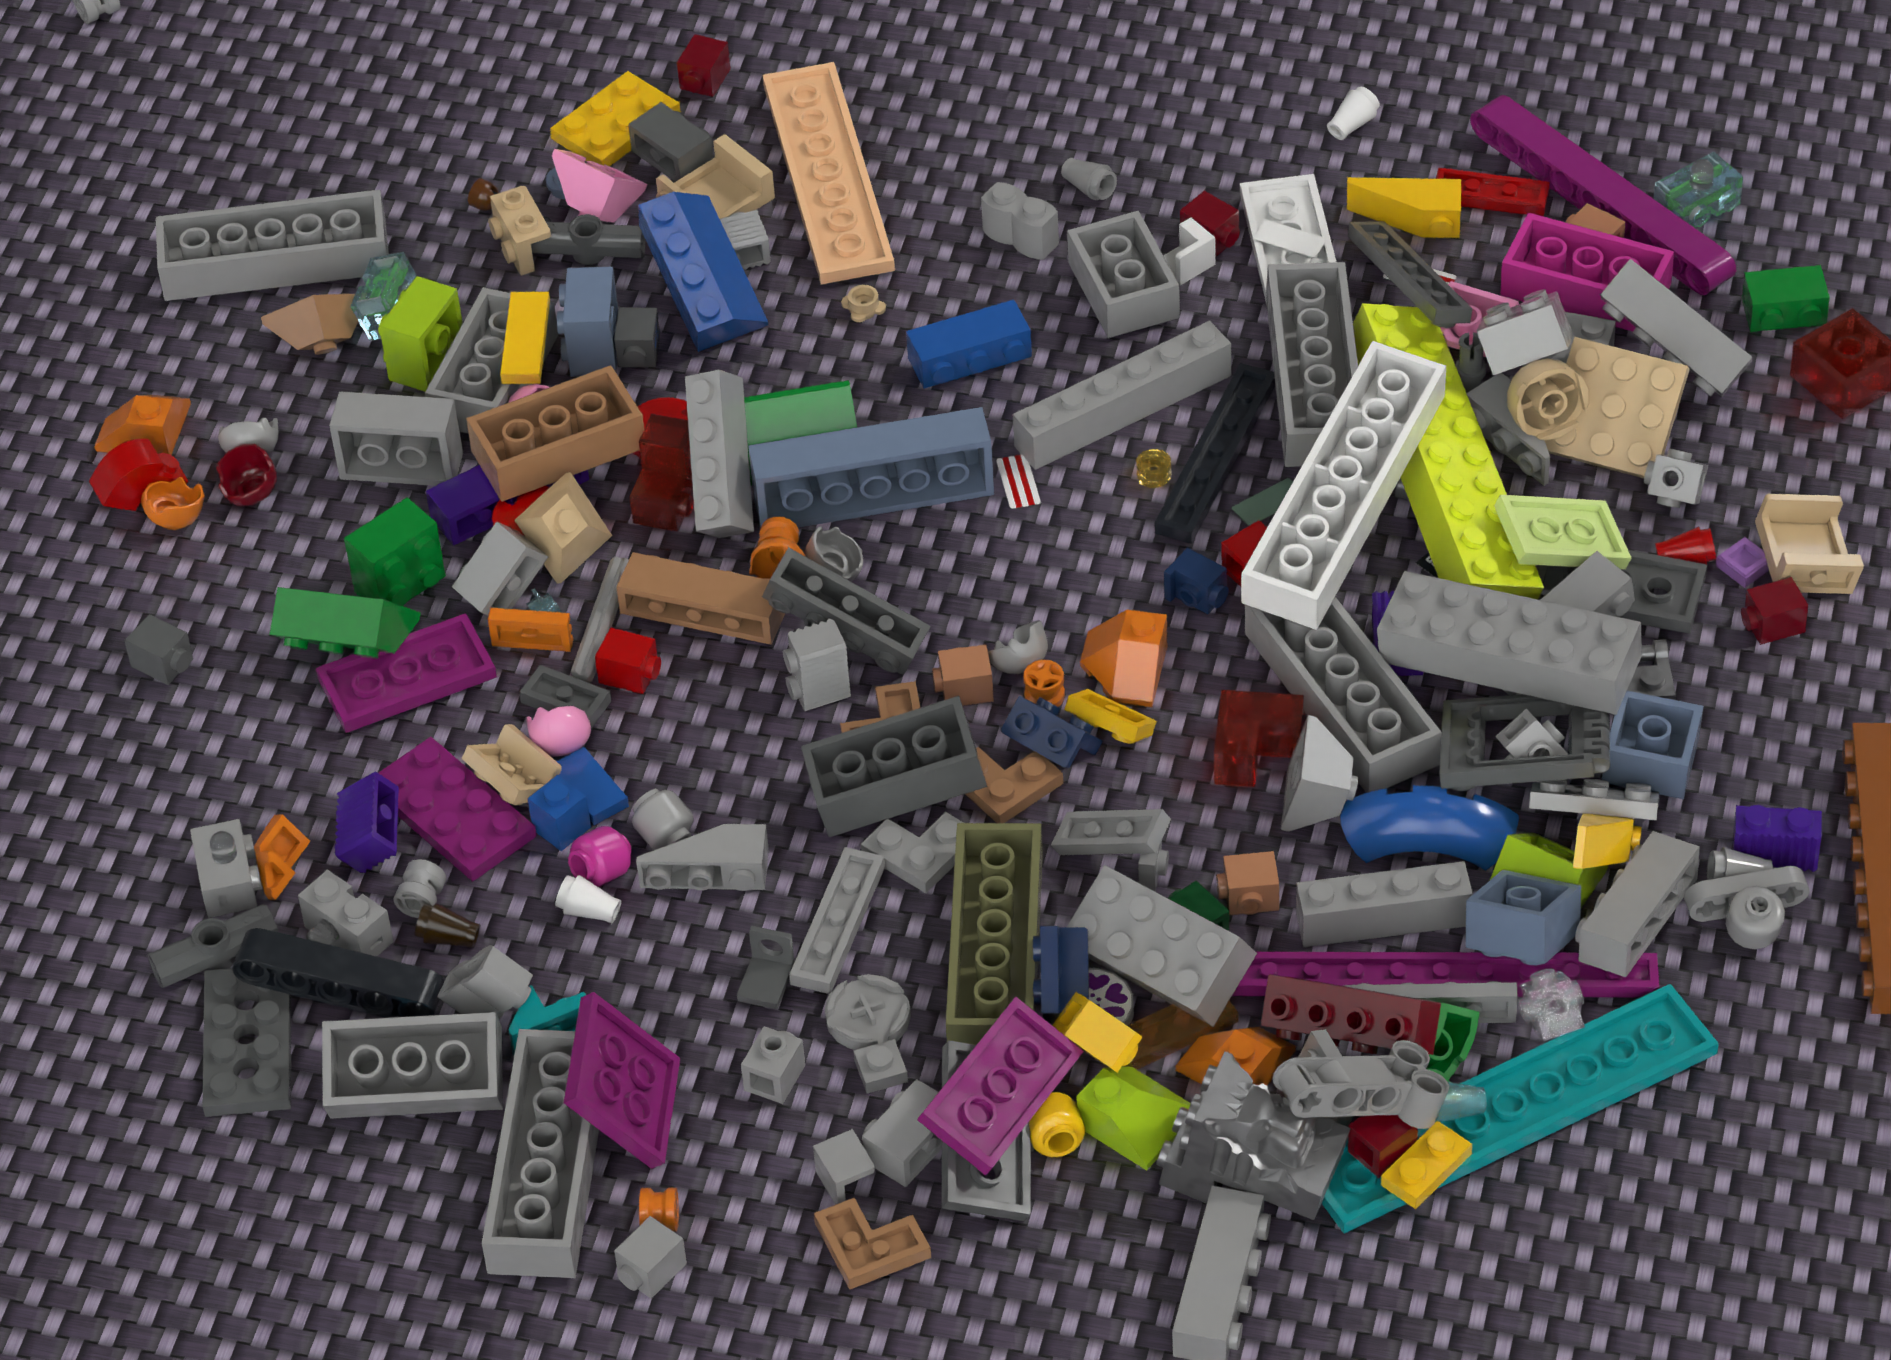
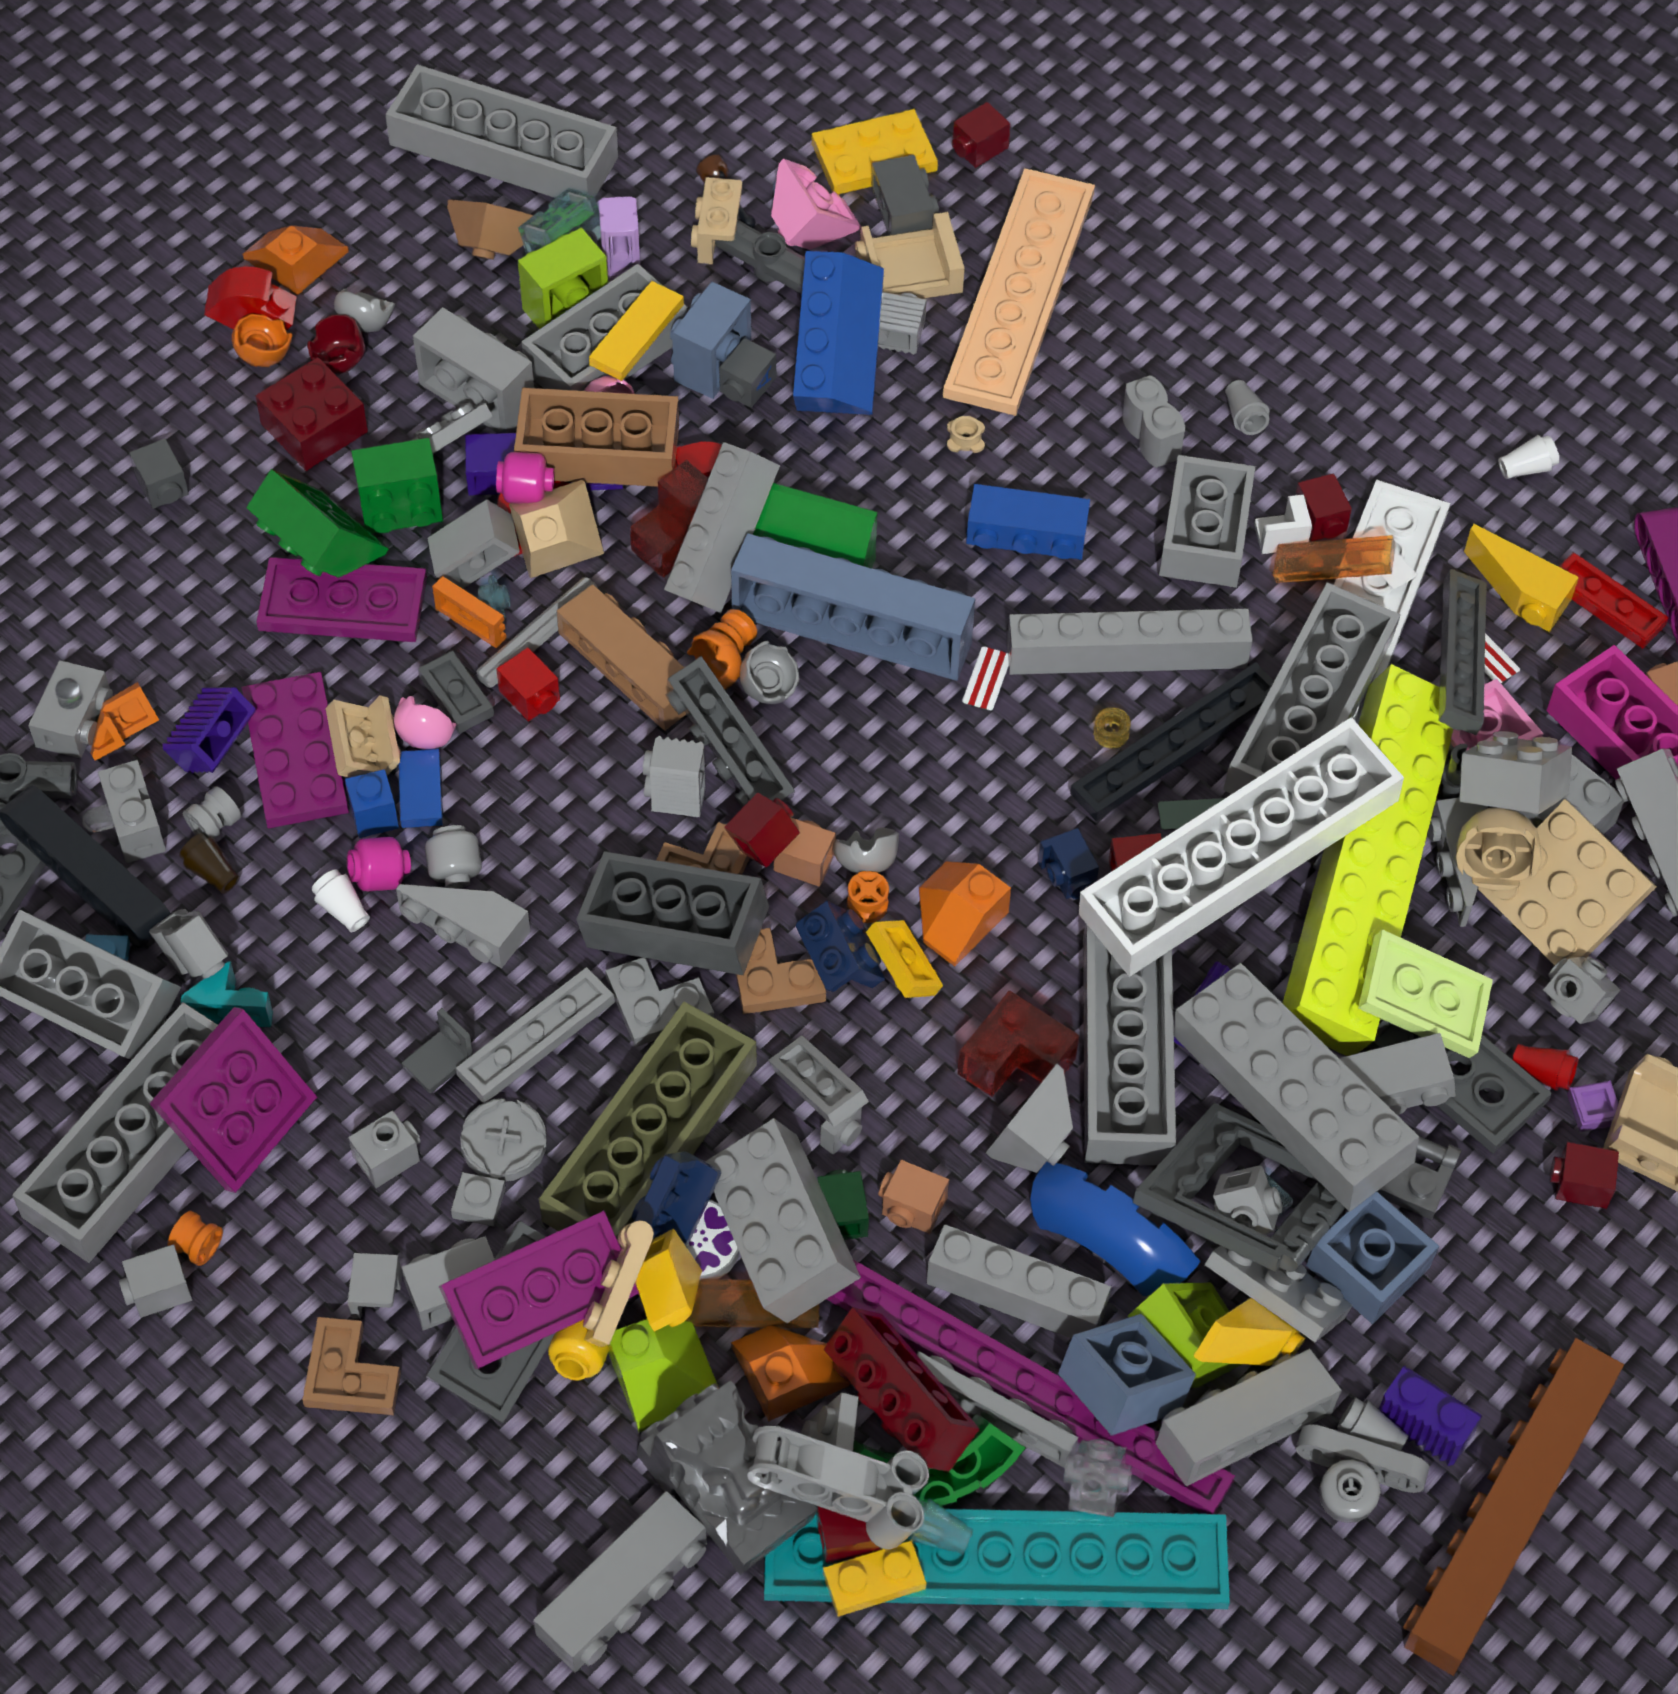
camera: 25 degrees right, 10 degrees up
(265, 539) = (311, 413): none -> dark red brick
(410, 484) = (454, 425): none -> light grey plate
(450, 265) = (619, 234): none -> lavender brick
(518, 489) = (524, 477): none -> dark pink head
(925, 666) = (762, 829): none -> dark red brick
(1067, 1043) = (619, 1280): none -> tan plate
(1250, 256) = (1334, 559): none -> clear orange tile

